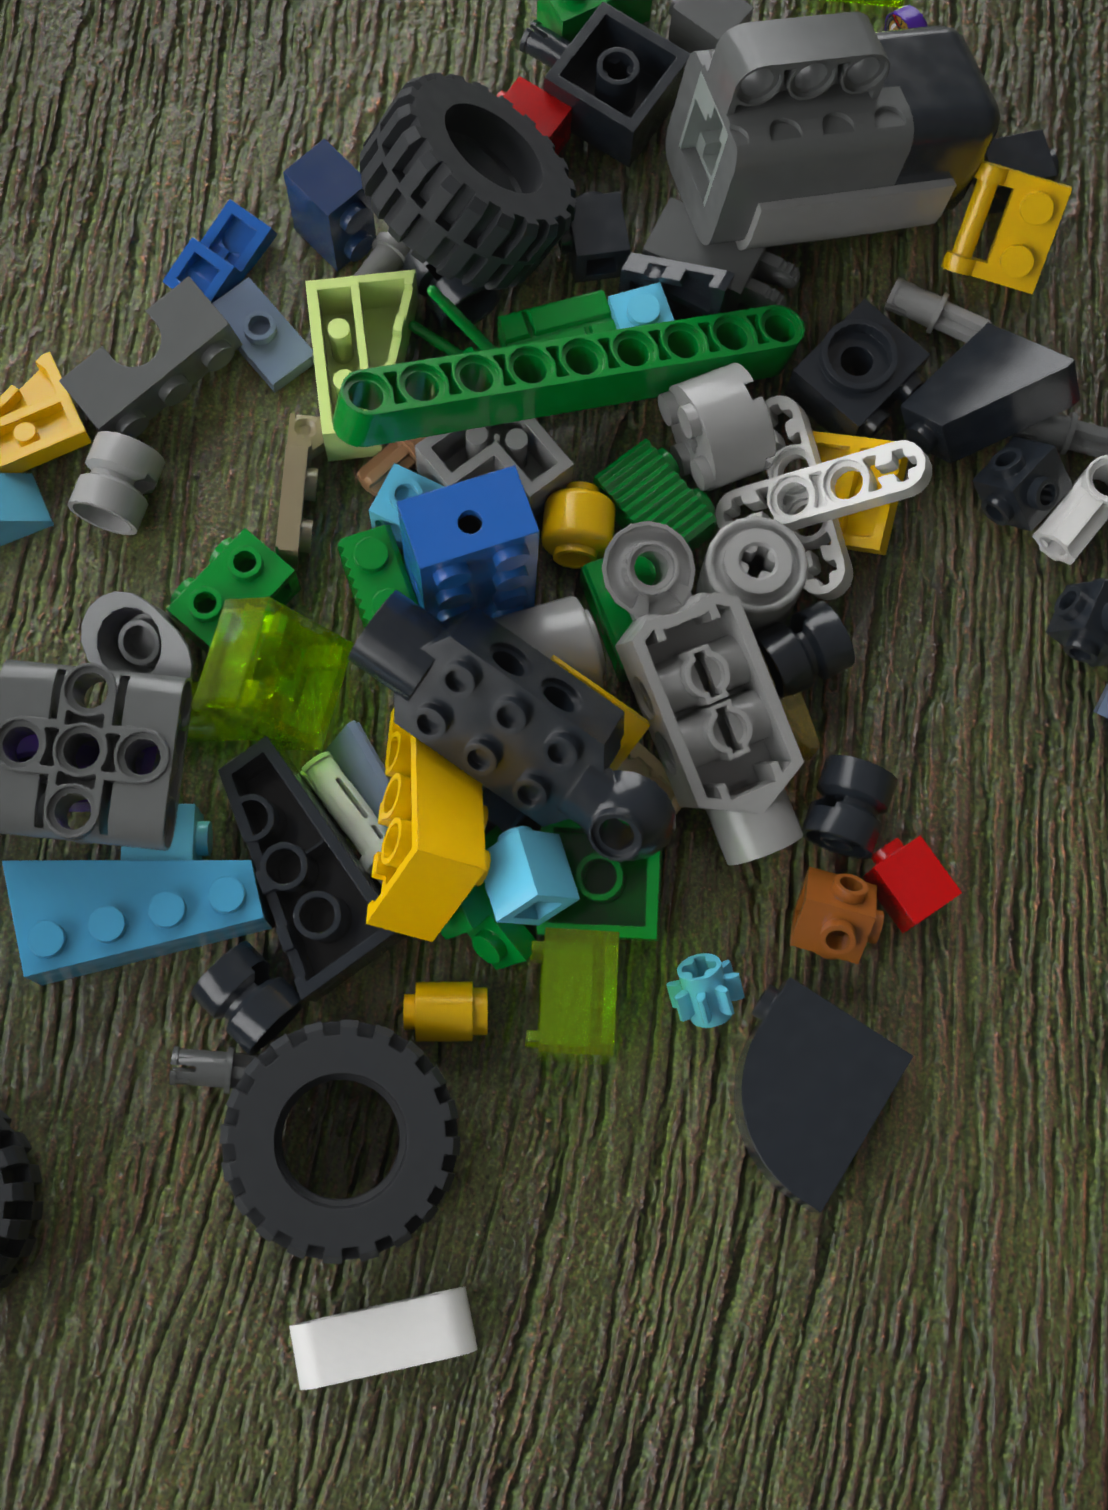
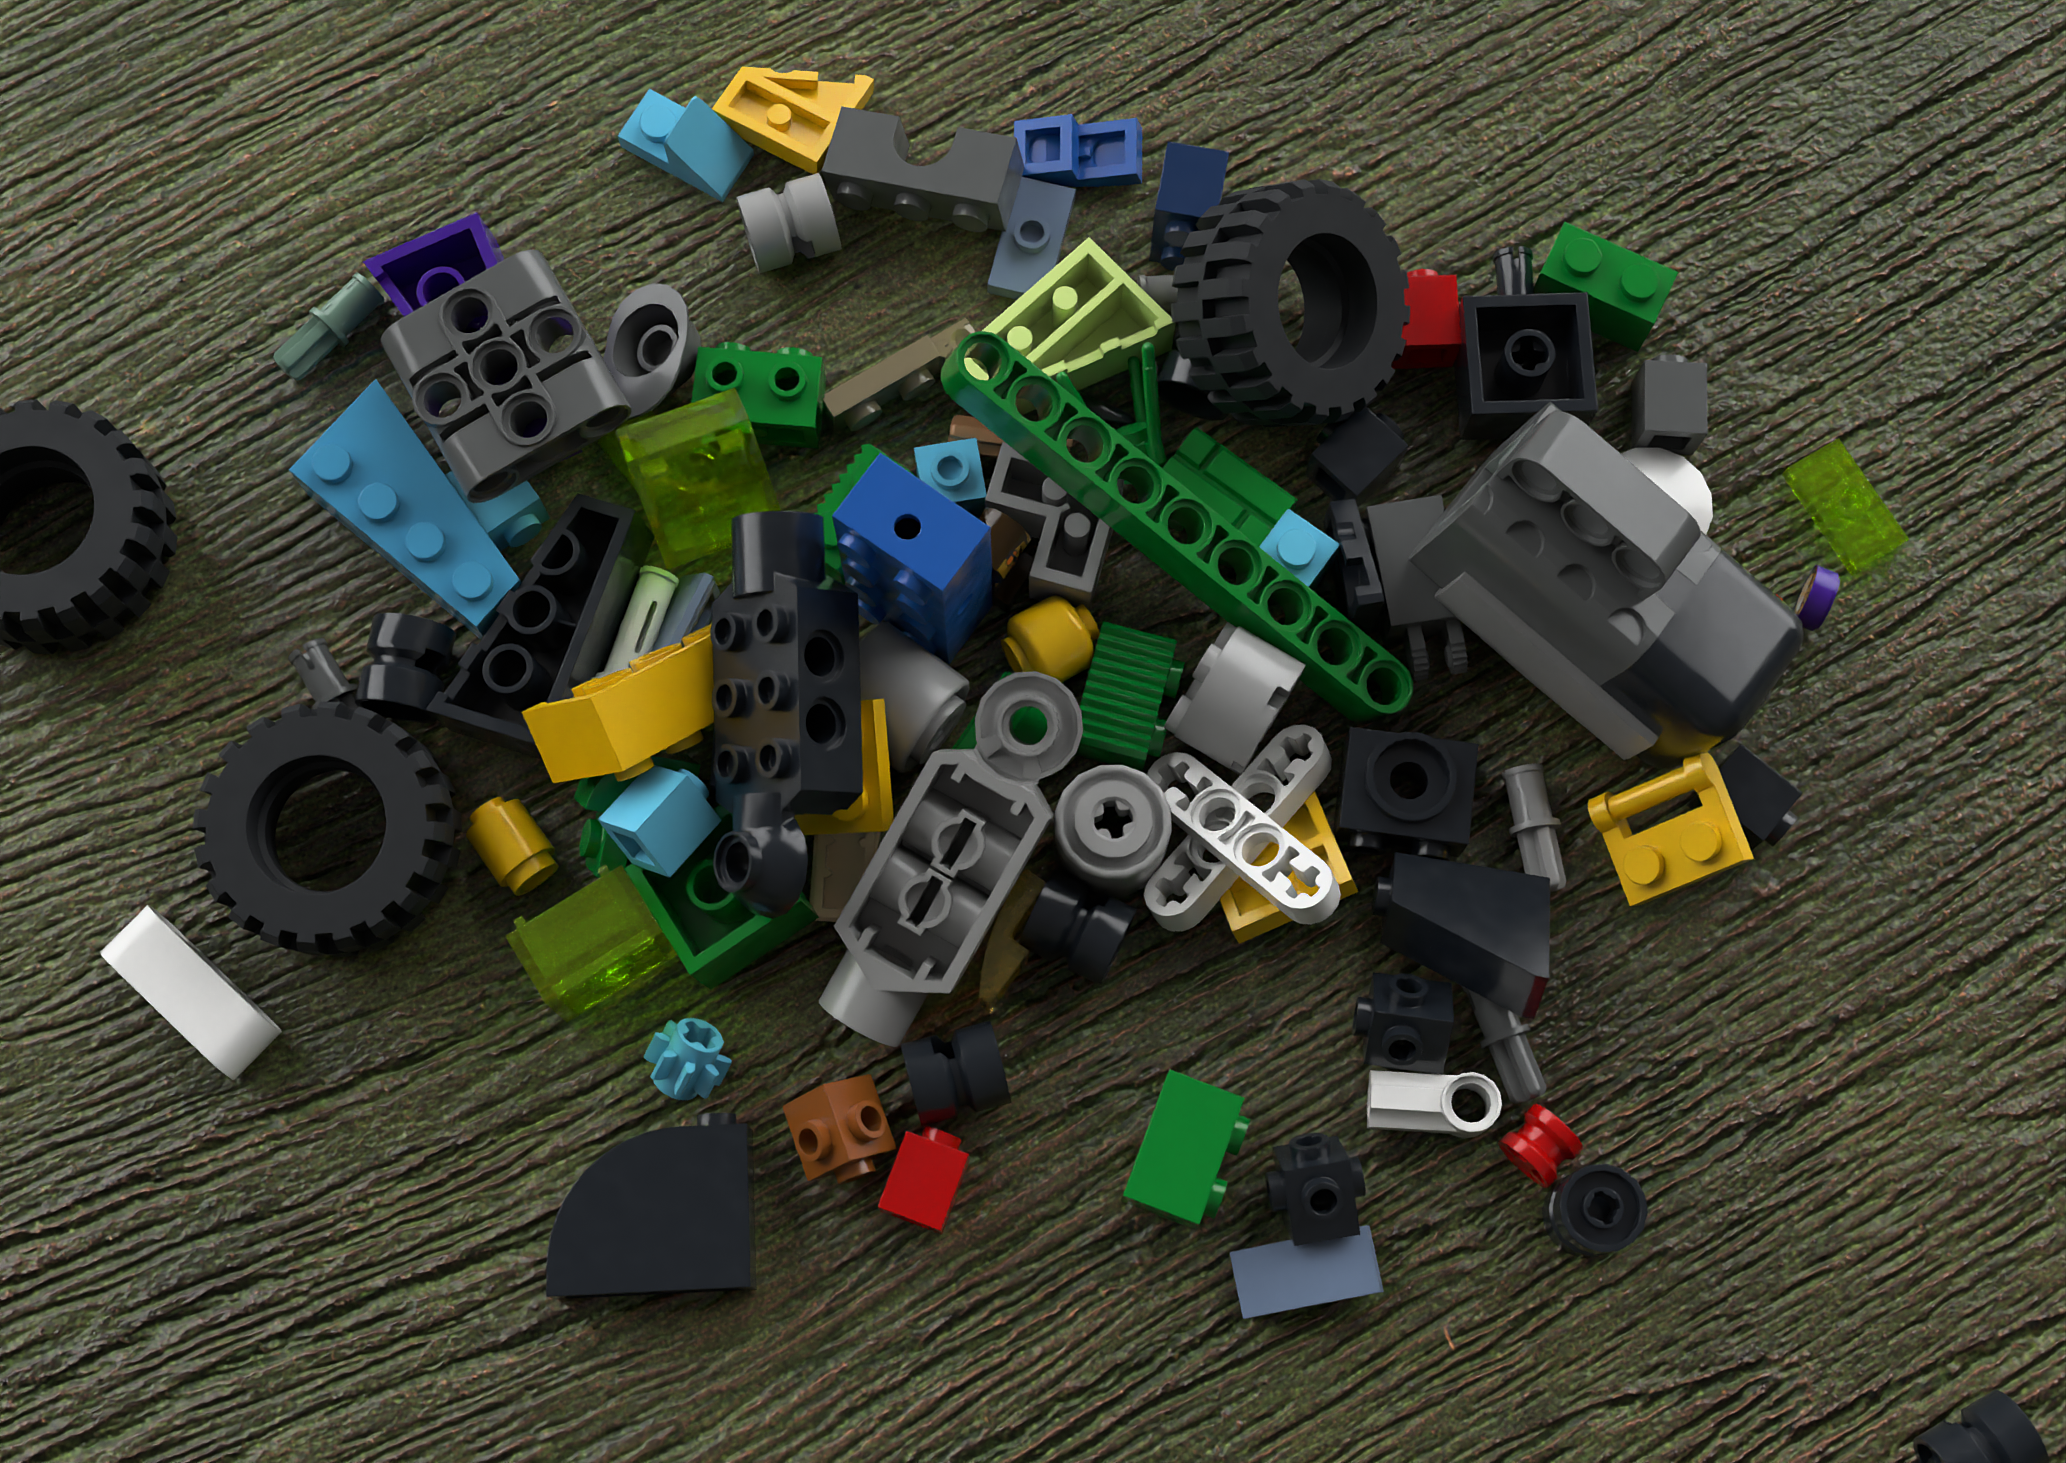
camera: 60 degrees right, 0 degrees up
(1011, 690) = (1185, 1149): none -> green brick

